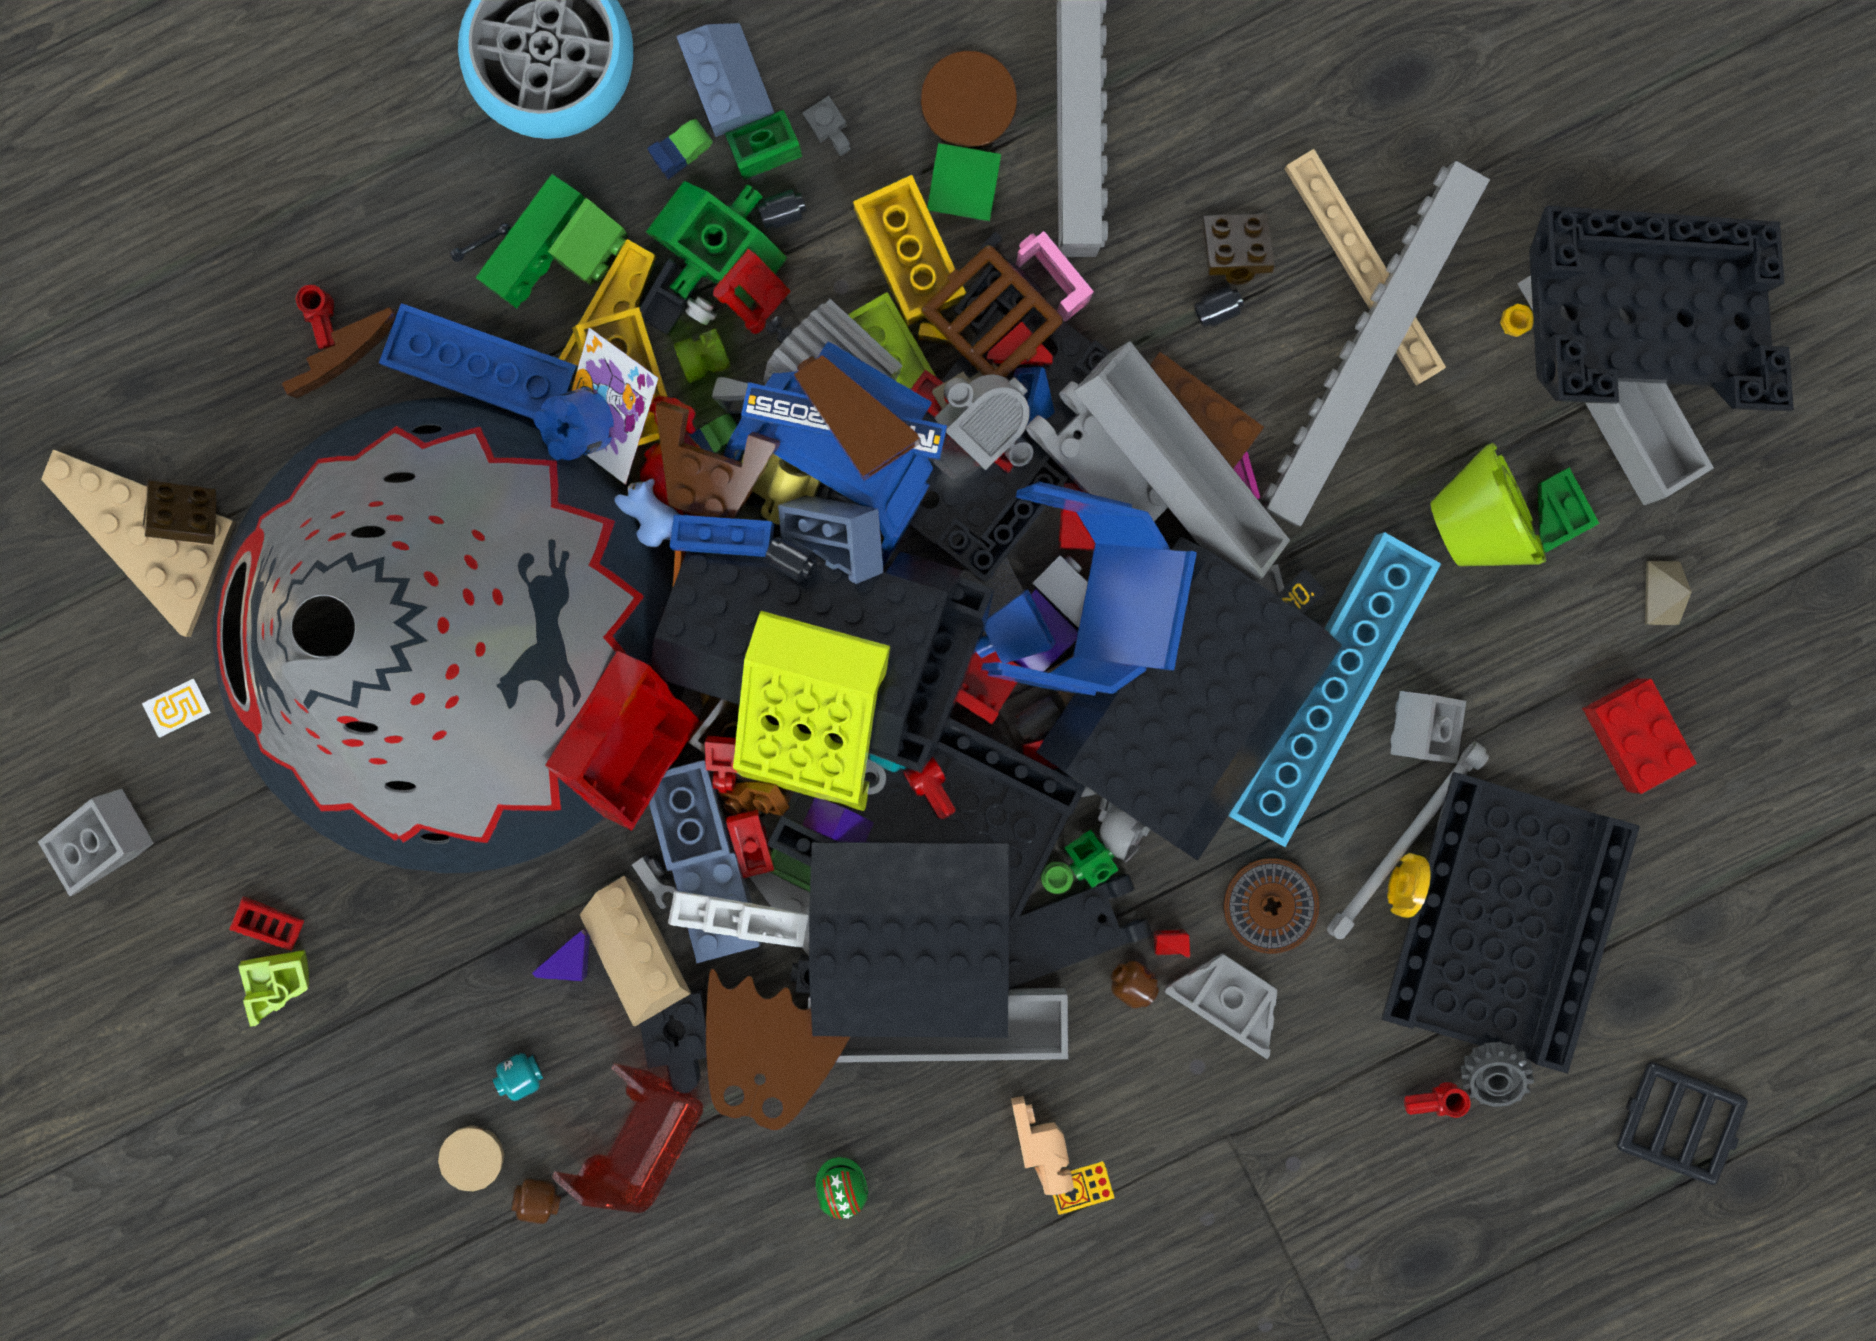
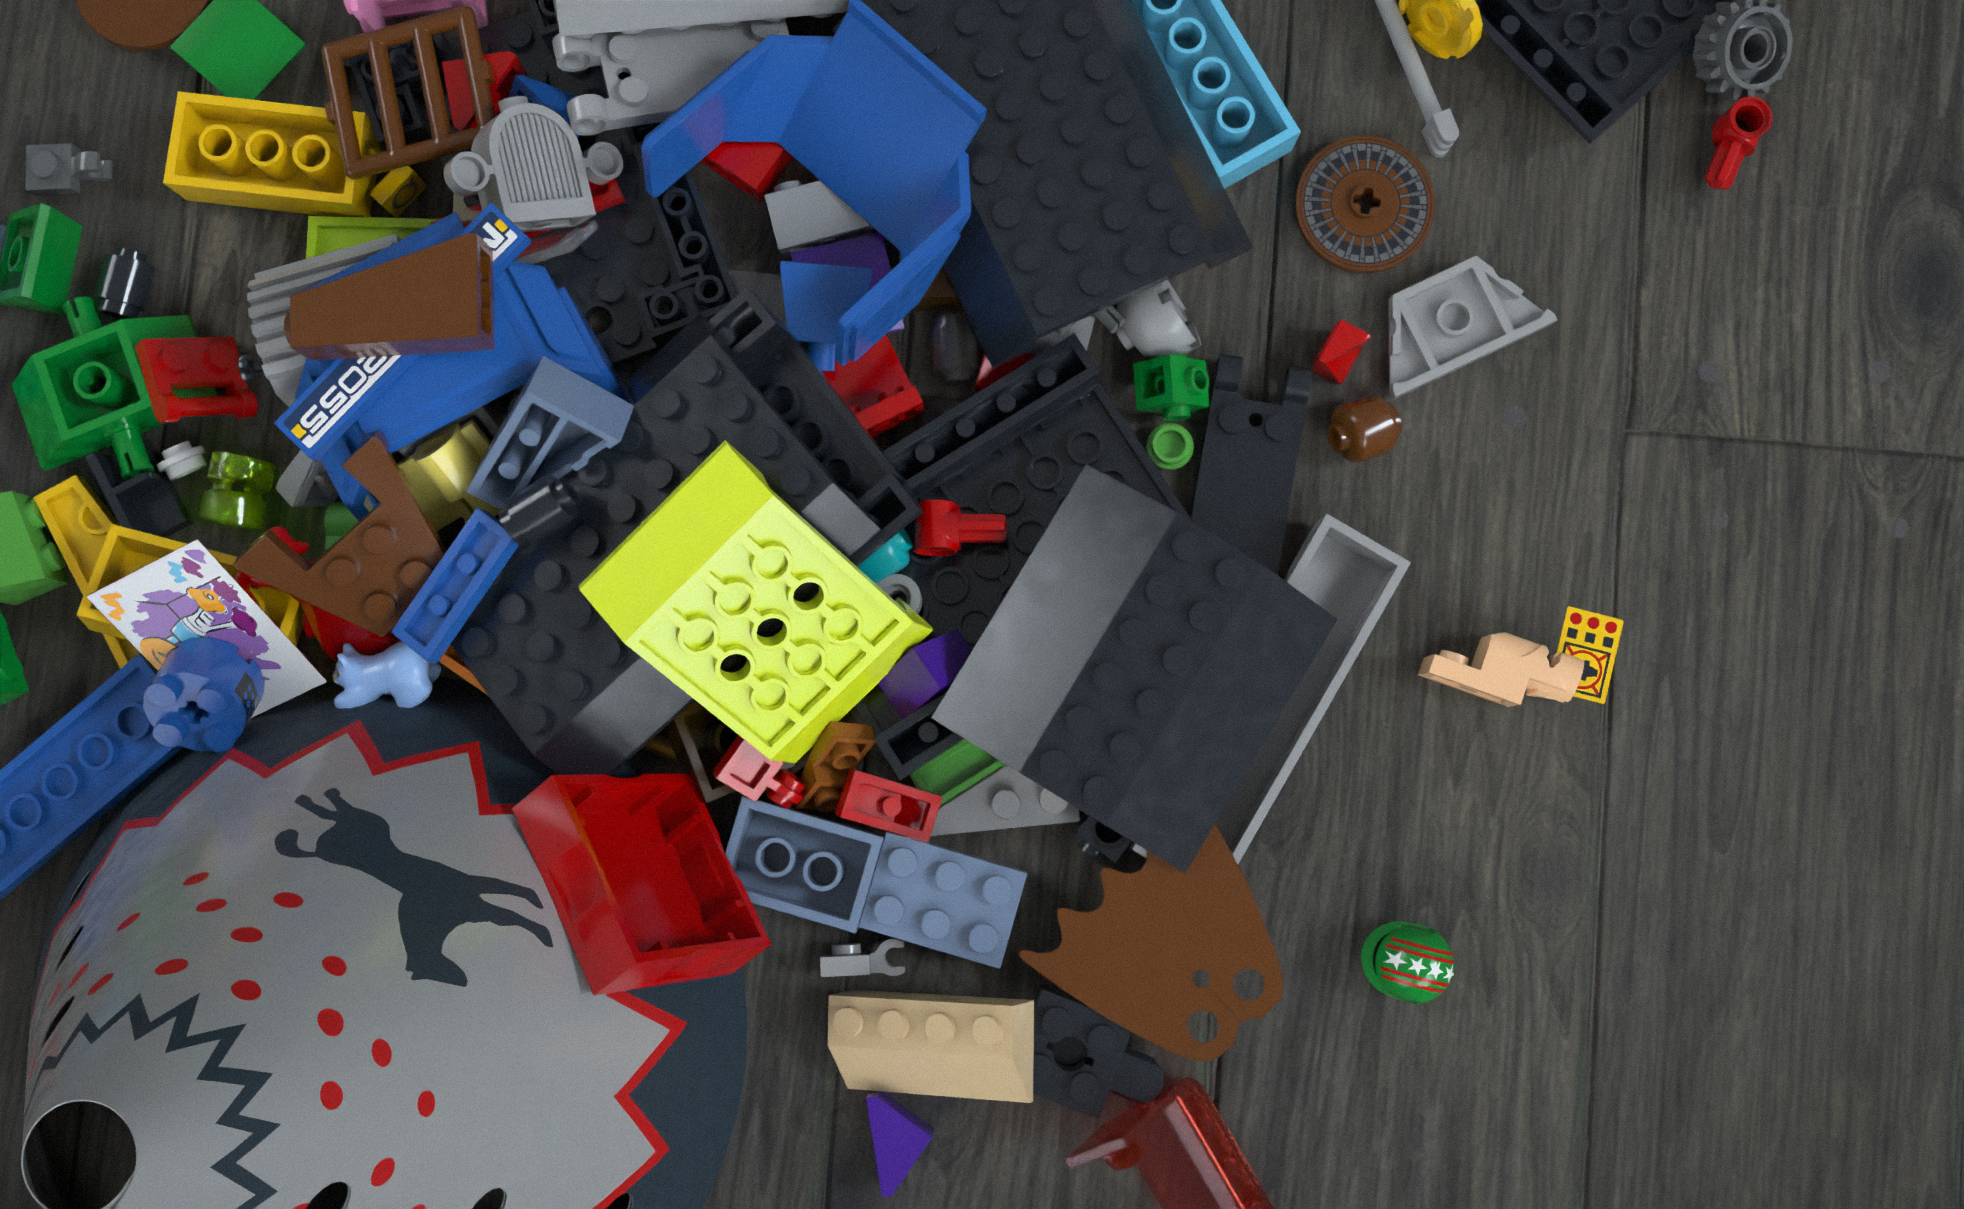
camera: 55 degrees left, 5 degrees down
(738, 919) = (973, 877): white slope -> none

